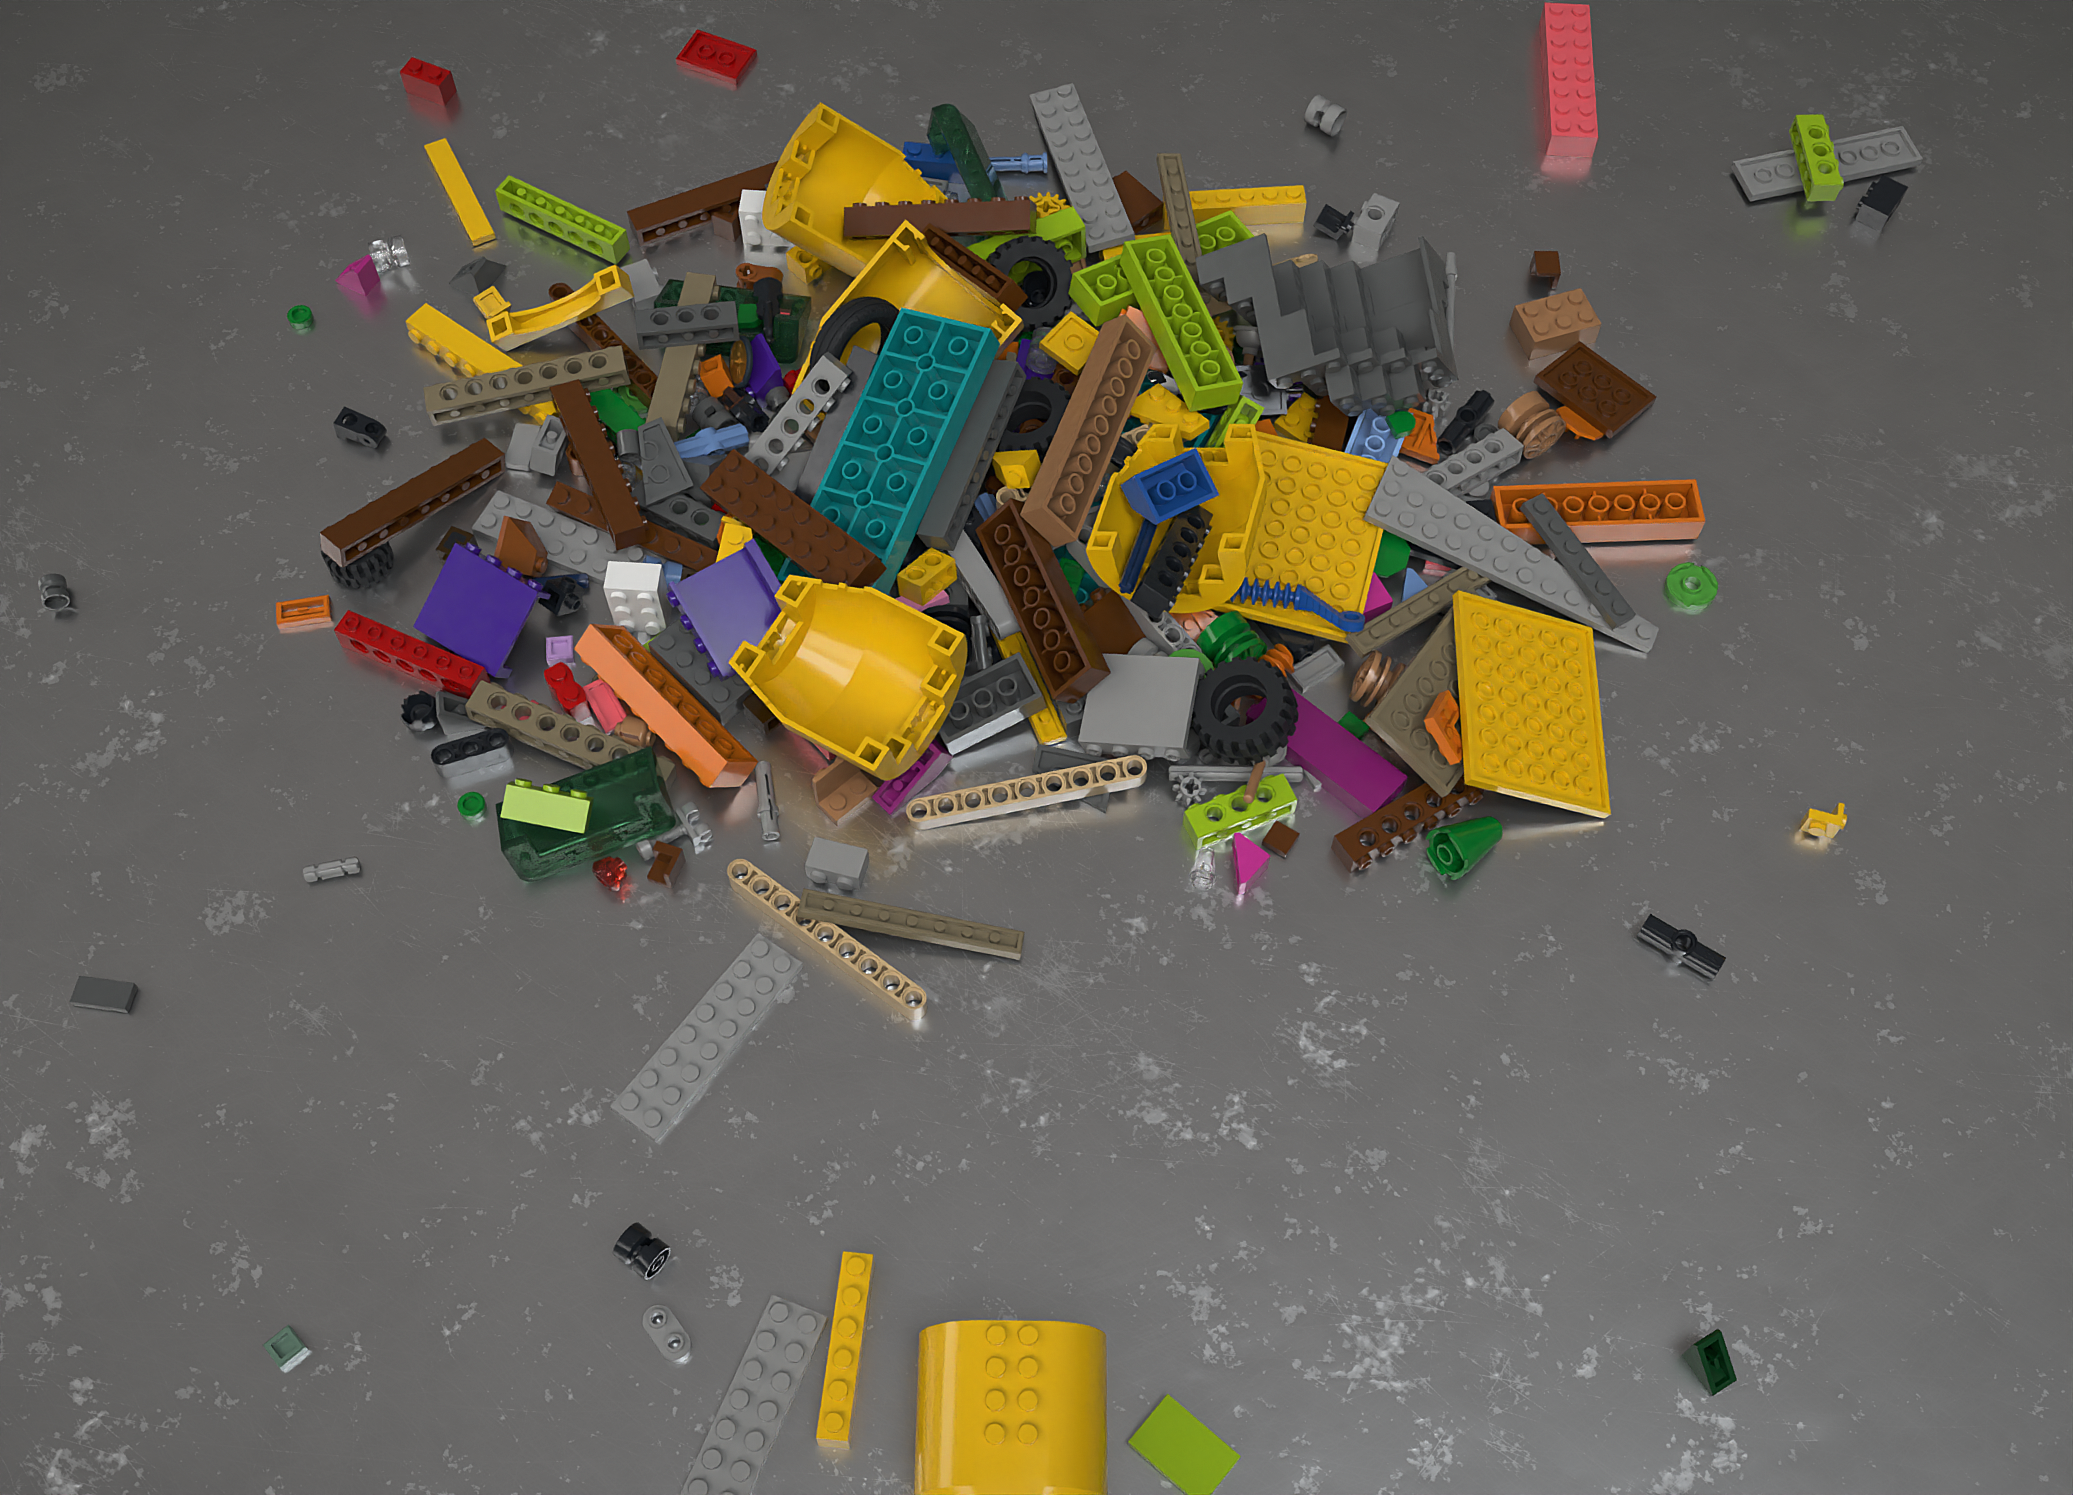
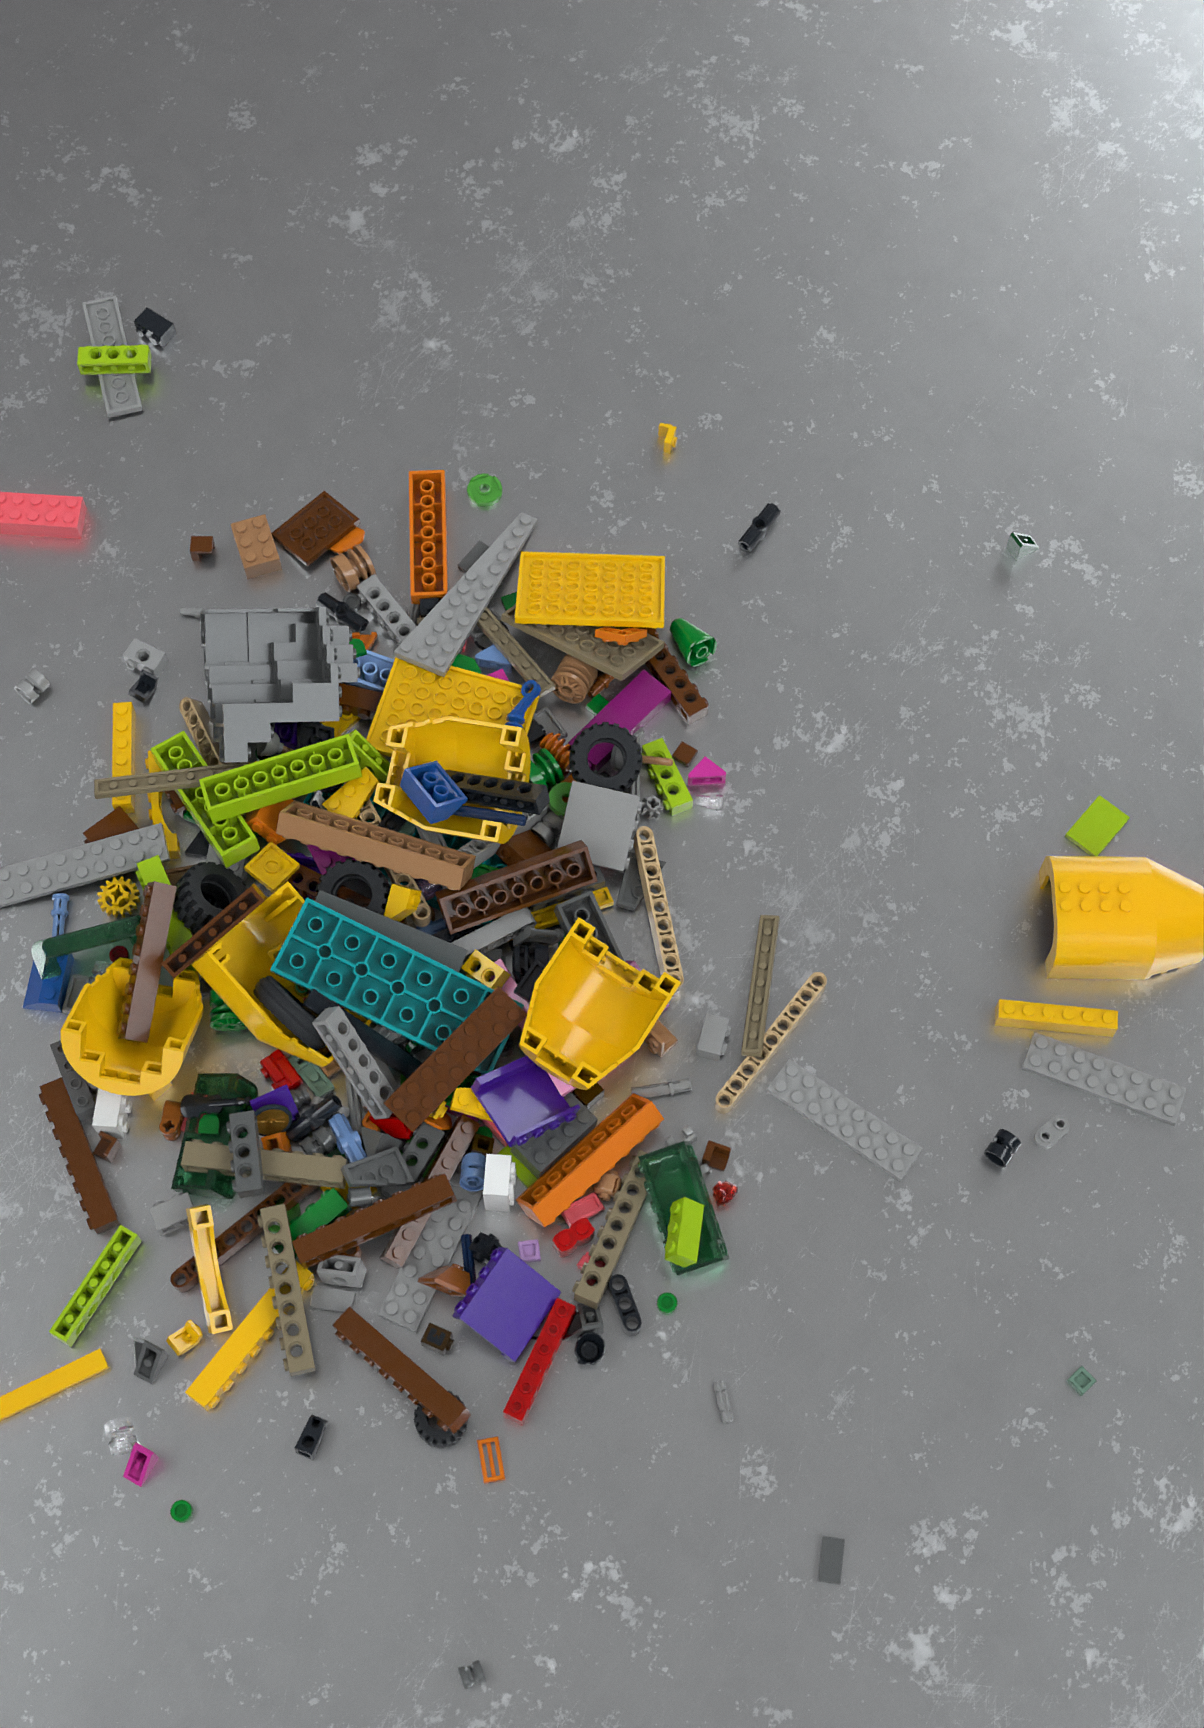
camera: 90 degrees left, 5 degrees up
(1577, 561) = (475, 550): dark grey plate -> none

